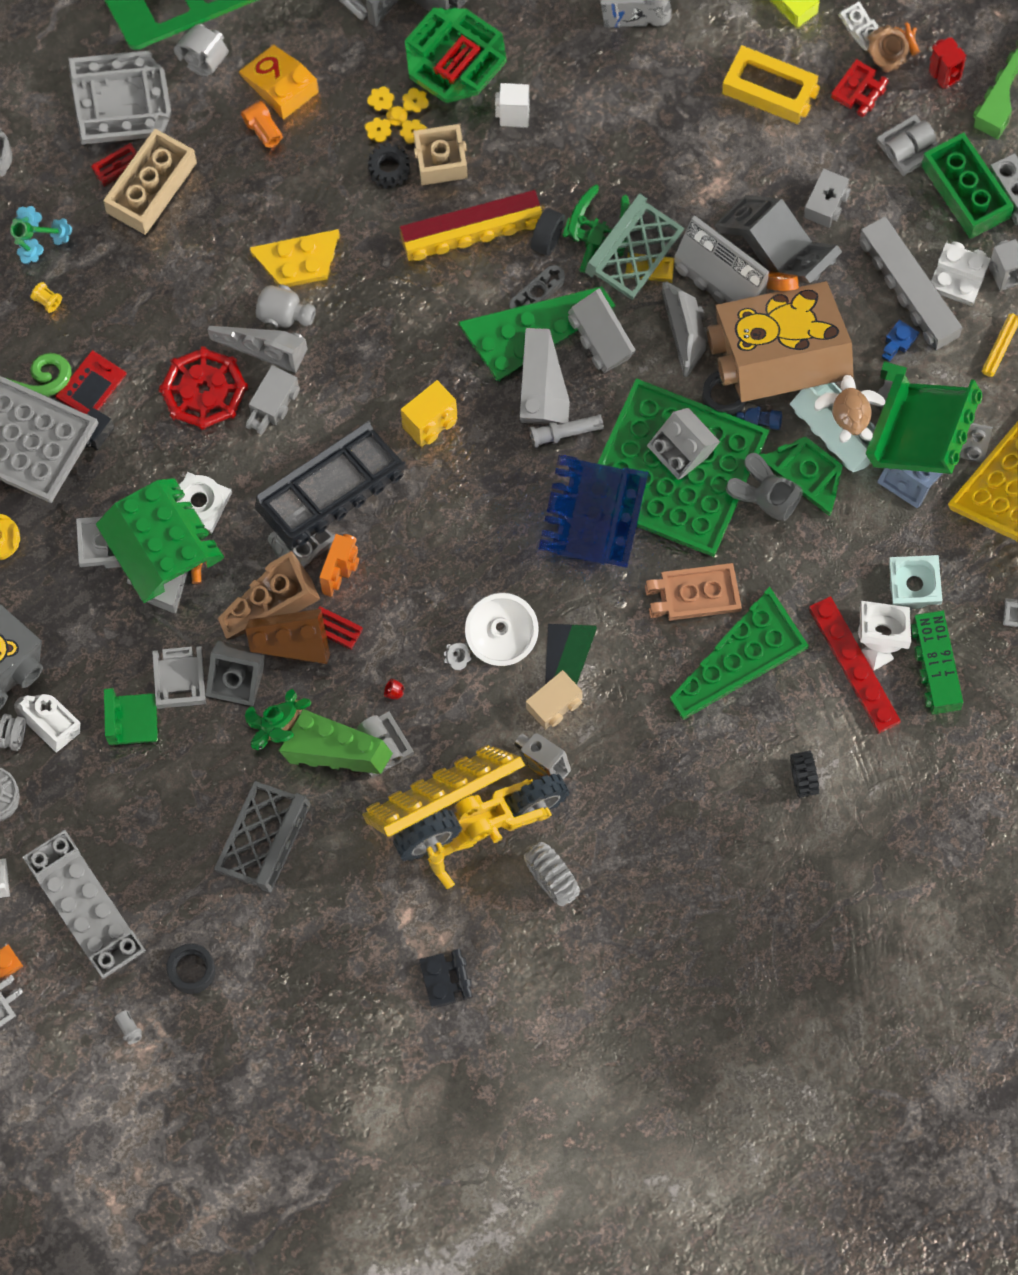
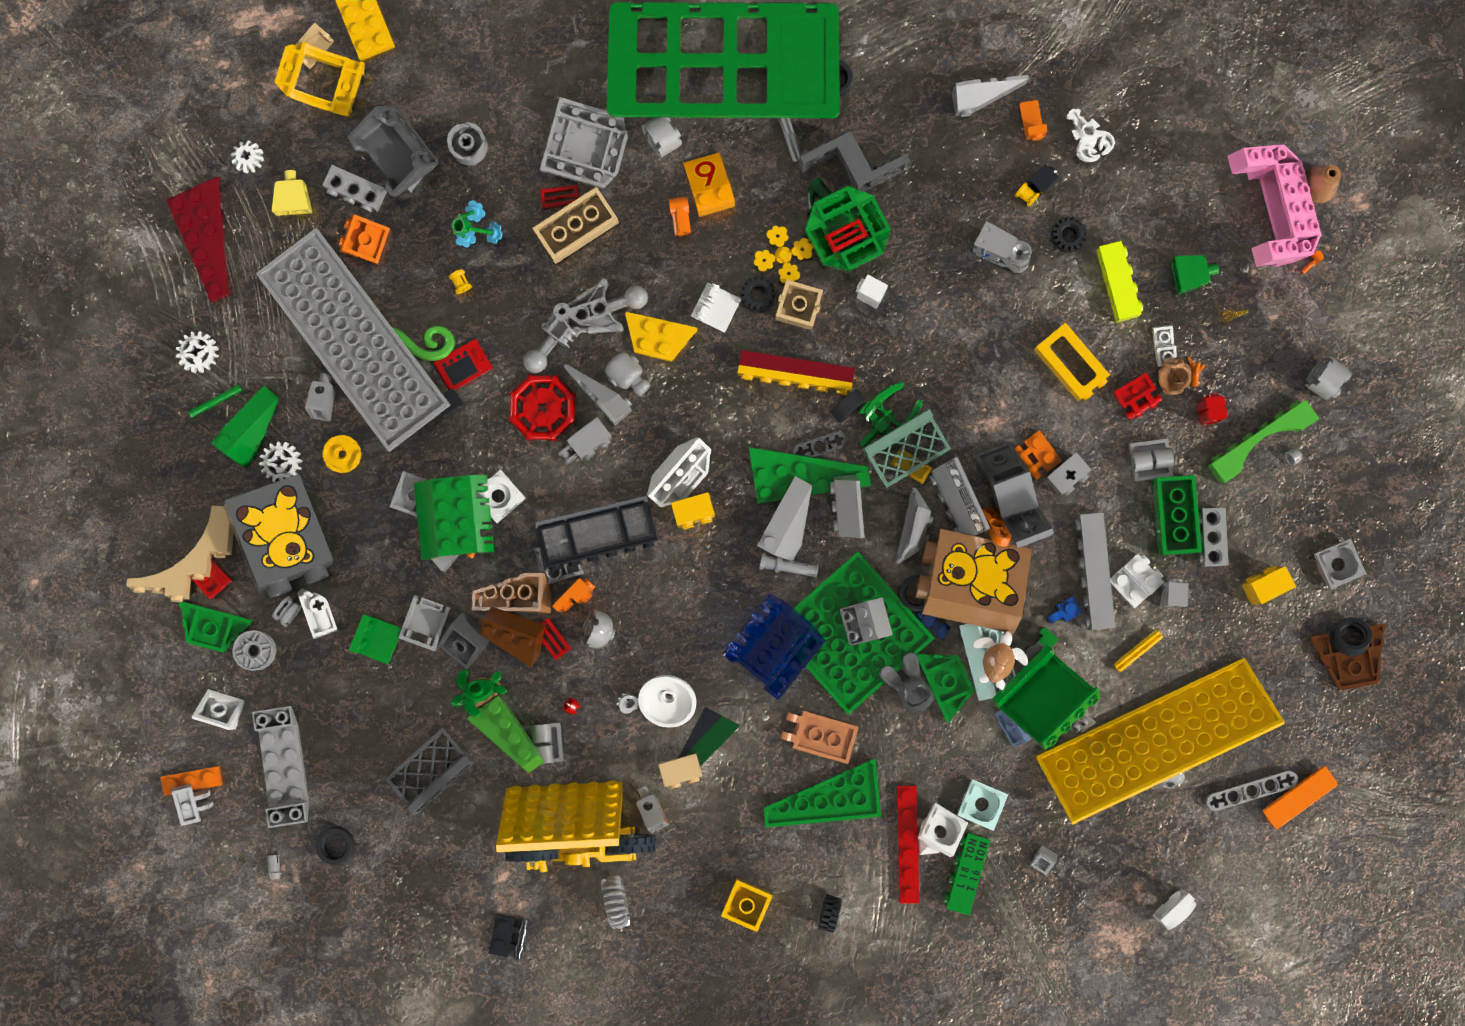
camera: 25 degrees right, 15 degrees up
(190, 289) = (561, 332): none -> light grey piece
(348, 200) = (716, 307): none -> white hinge
(383, 590) = (597, 629): none -> light grey cylinder
(395, 380) = (680, 473): none -> white wedge
(398, 32) = (820, 189): none -> dark green plant
(704, 808) = (746, 904): none -> yellow brick
(790, 190) = (1042, 452): none -> orange plate

